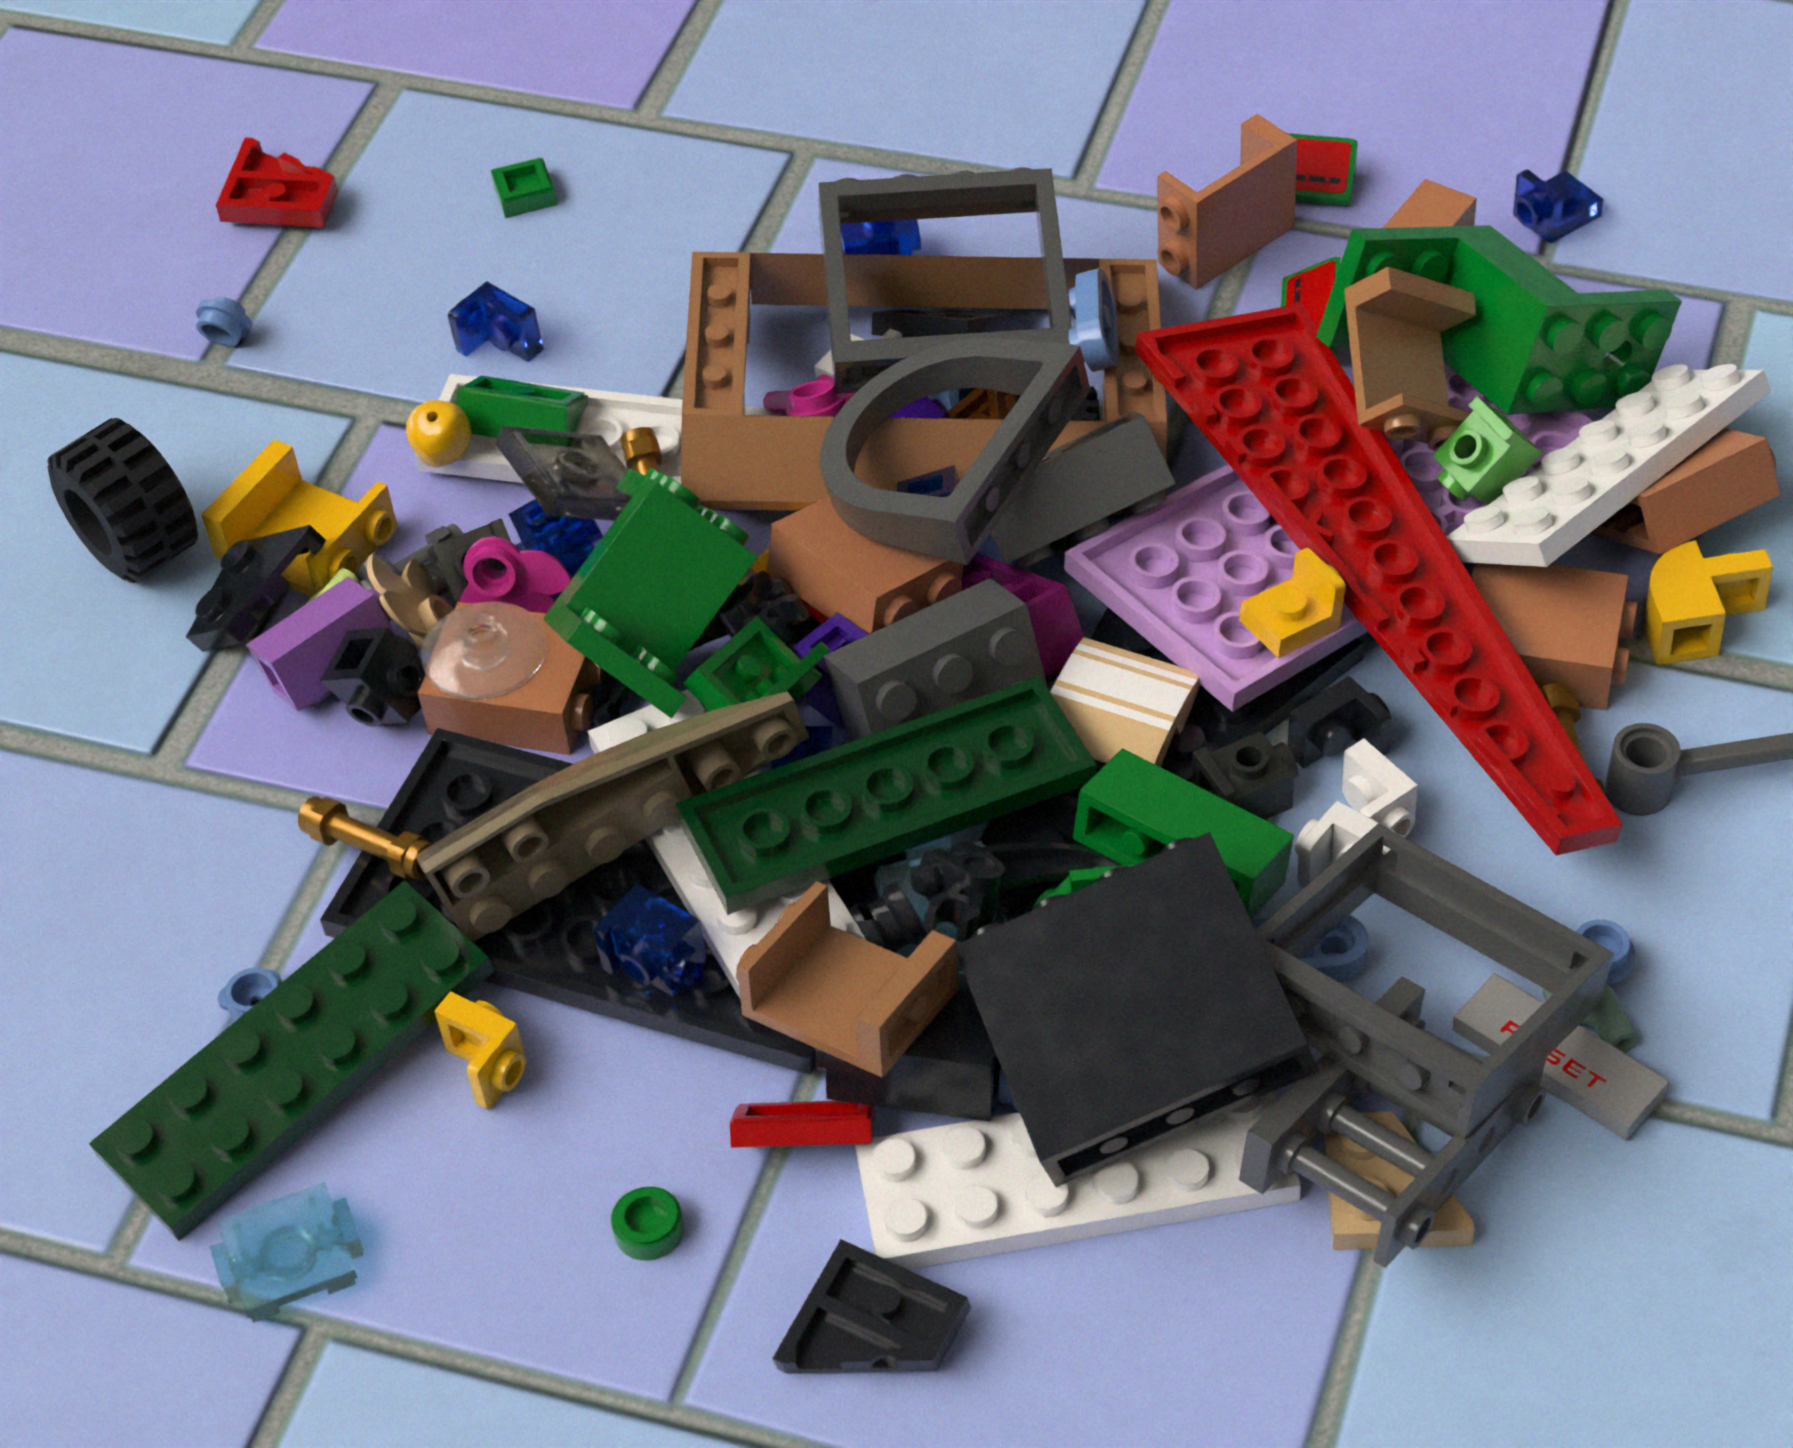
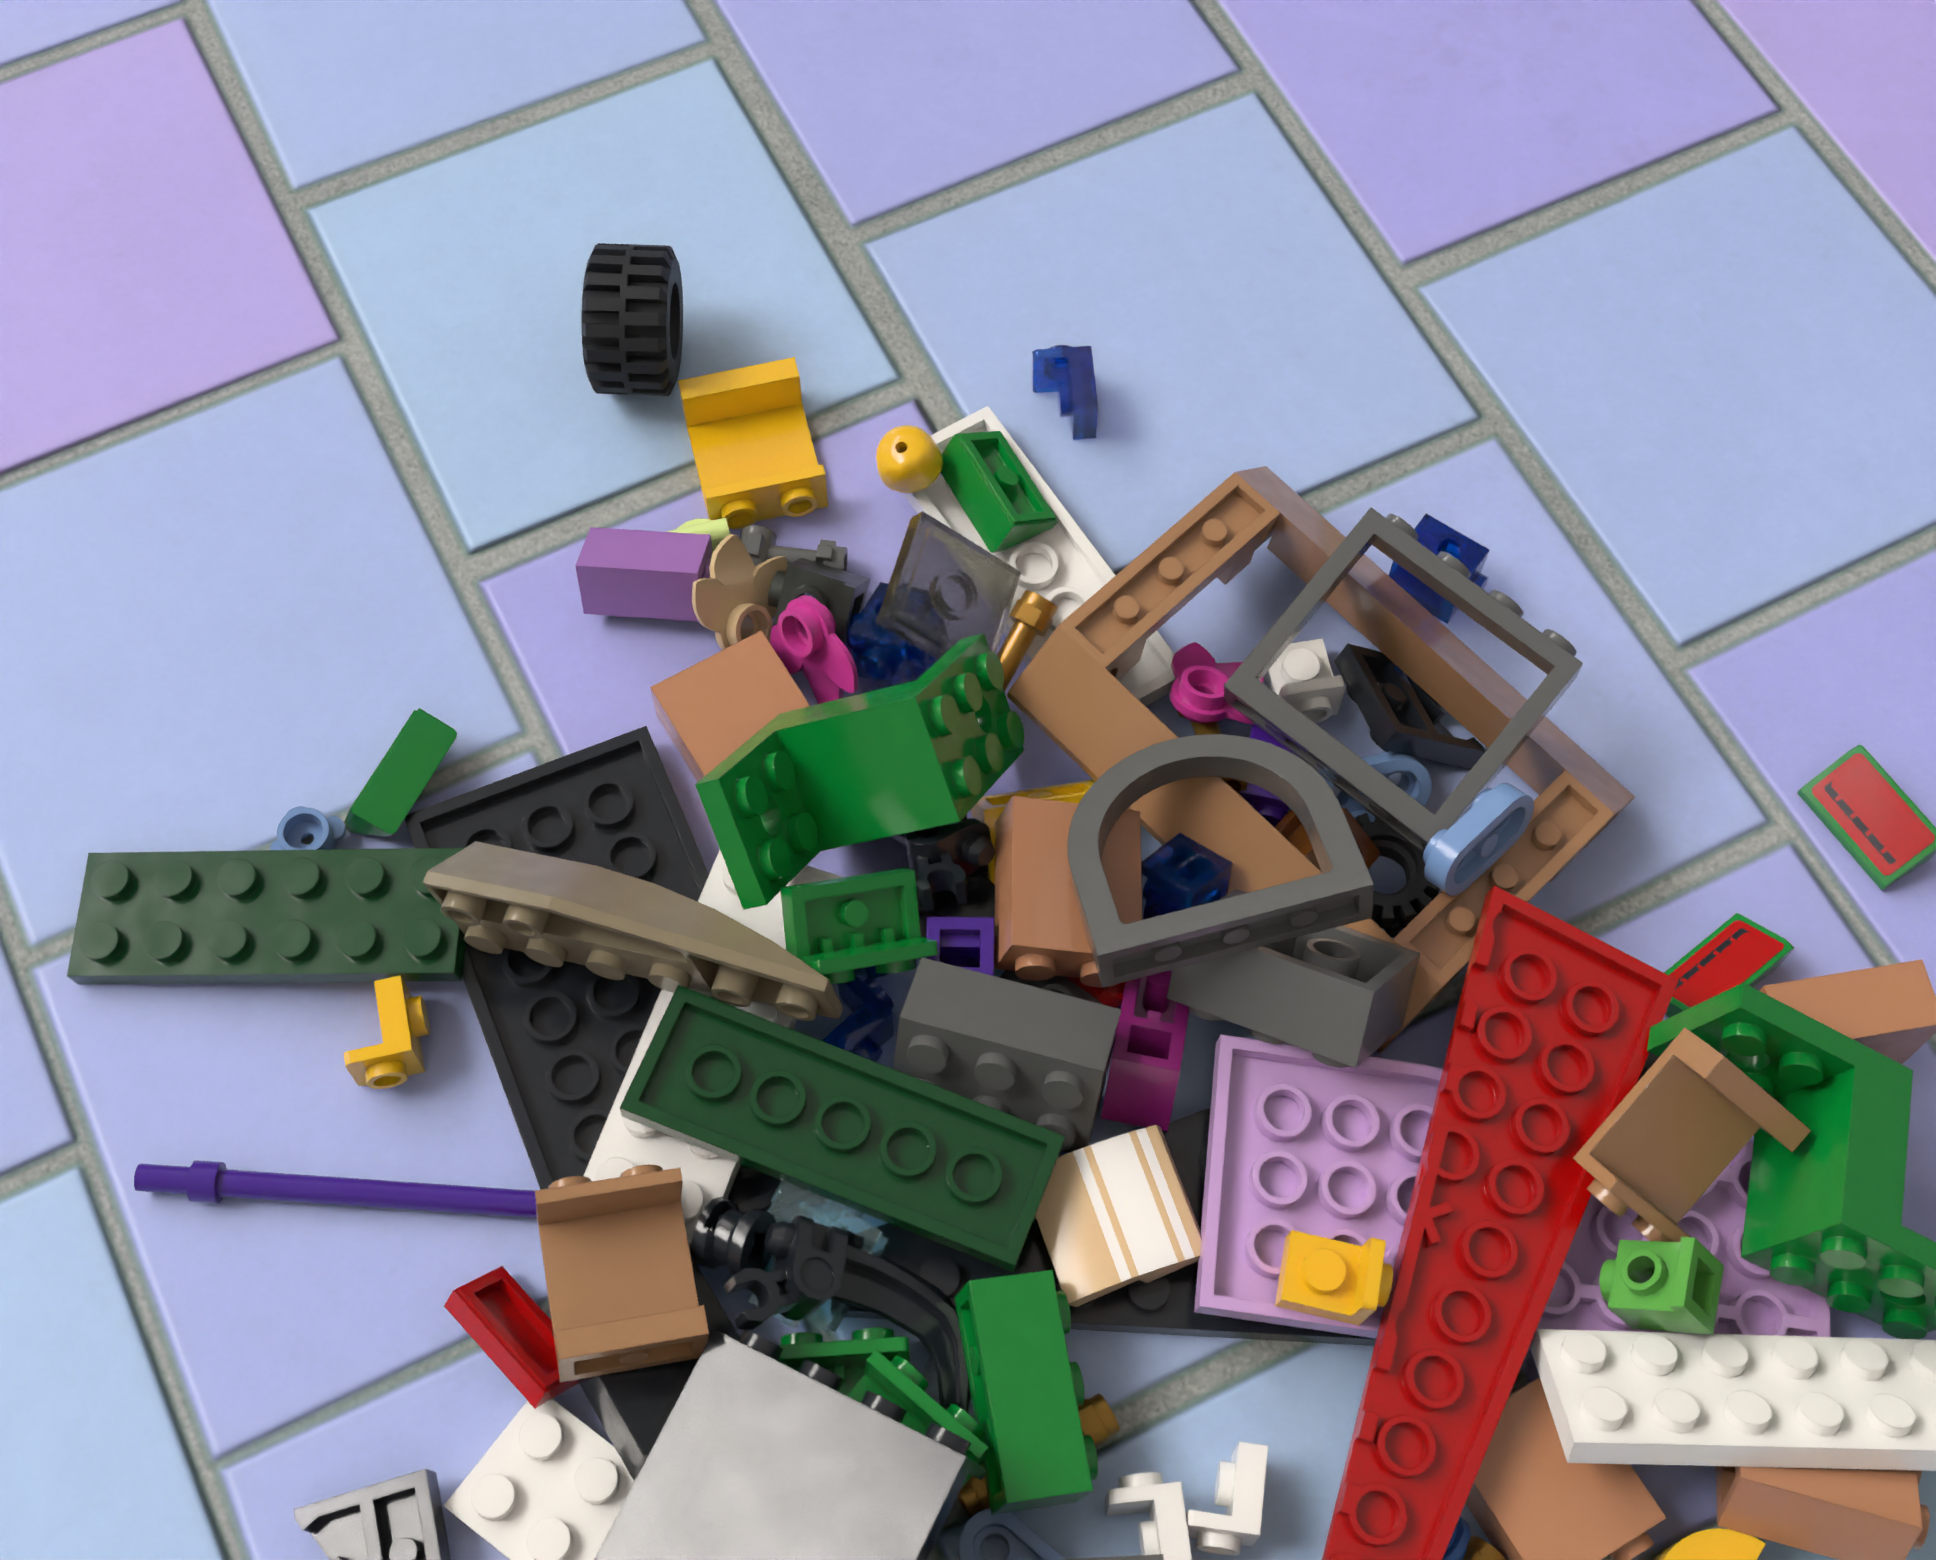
camera: 40 degrees right, 15 degrees up
(222, 321) = (890, 206): medium blue plate -> none
(248, 586) = (651, 471): black wing -> none
(275, 190) = (1051, 112): red wing -> none
(283, 902) = (400, 776): none -> green slope
(286, 1251) = (117, 1069): clear light blue piece -> none
(329, 821) = (491, 742): pearl gold bar -> none
(376, 676) = (645, 641): black brick -> none
(454, 1247) = (212, 1181): none -> dark purple bar
(484, 650) = (727, 717): clear dish -> none
(523, 187) = (1237, 269): green tile -> none
(647, 1223) = (348, 1298): green tile -> none
(651, 941) = (562, 1079): clear blue brick -> none
(1233, 216) = (1751, 824): nougat panel -> none
(1249, 774) = (1133, 1389): pearl dark grey brick -> none
(1334, 718) = (1275, 1390): black bracket -> none

